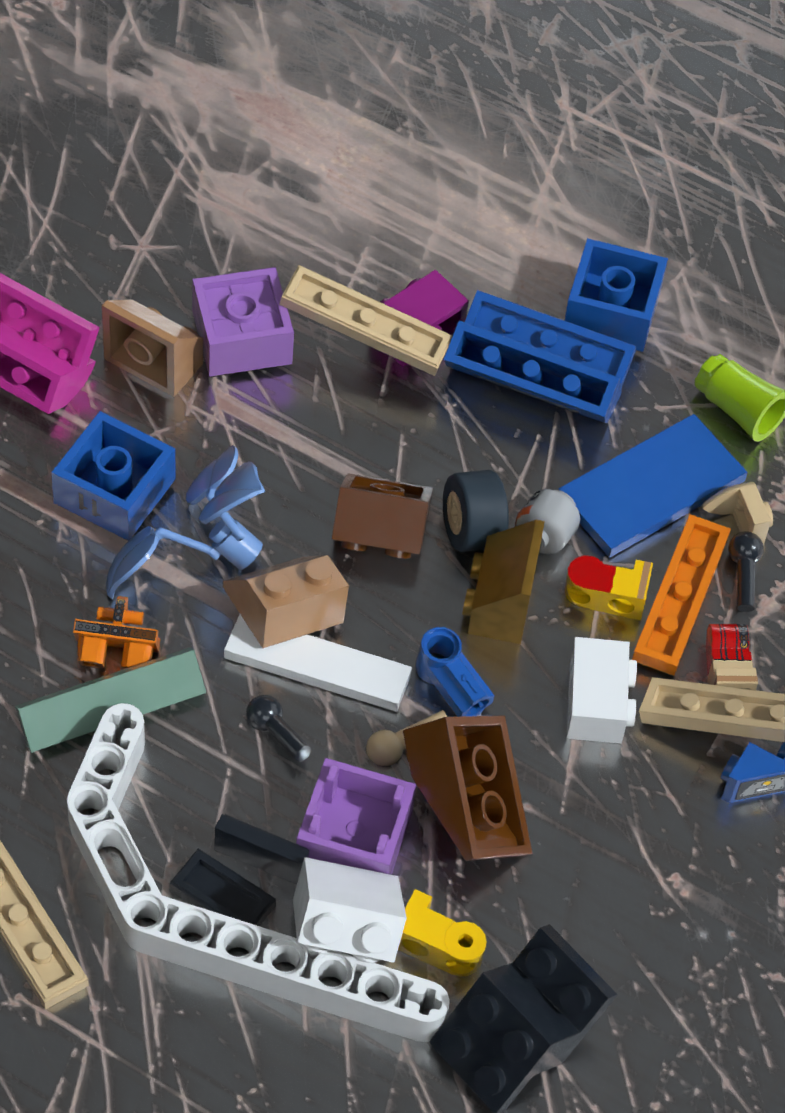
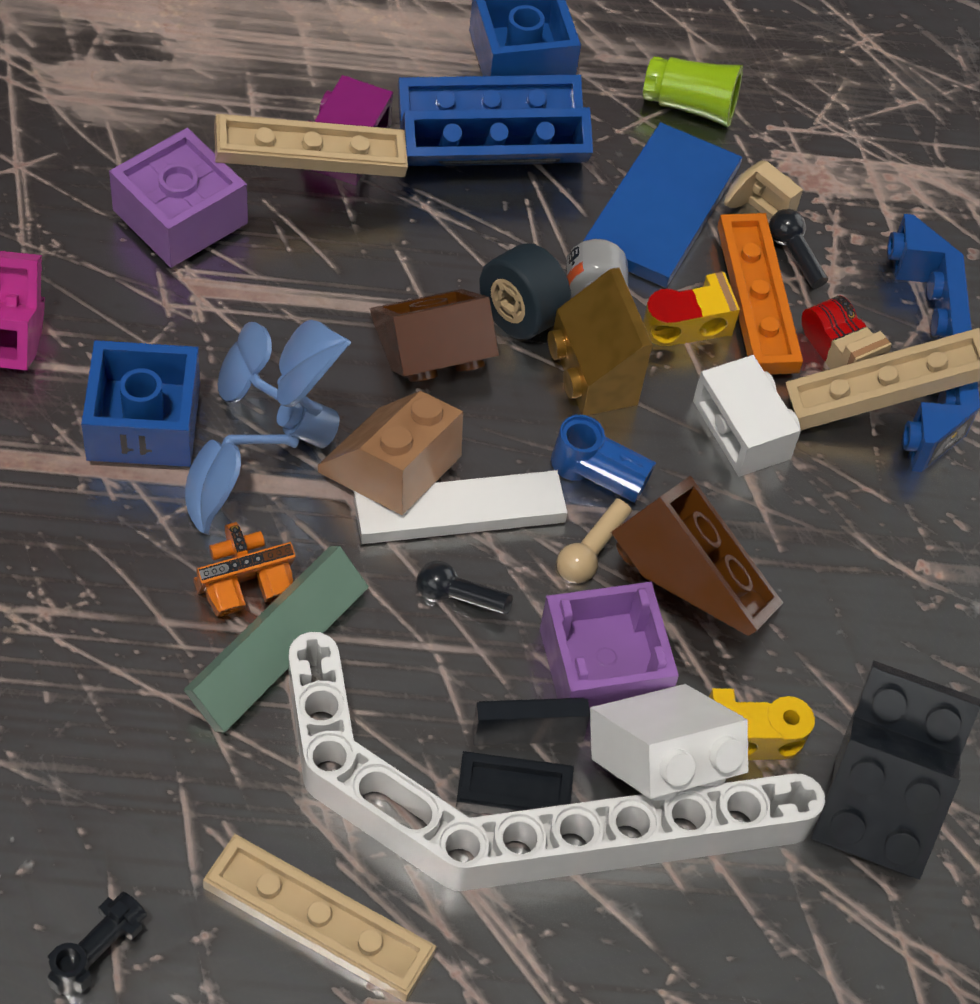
camera: 30 degrees left, 0 degrees up
(150, 345) = (96, 258): medium nougat slope -> none

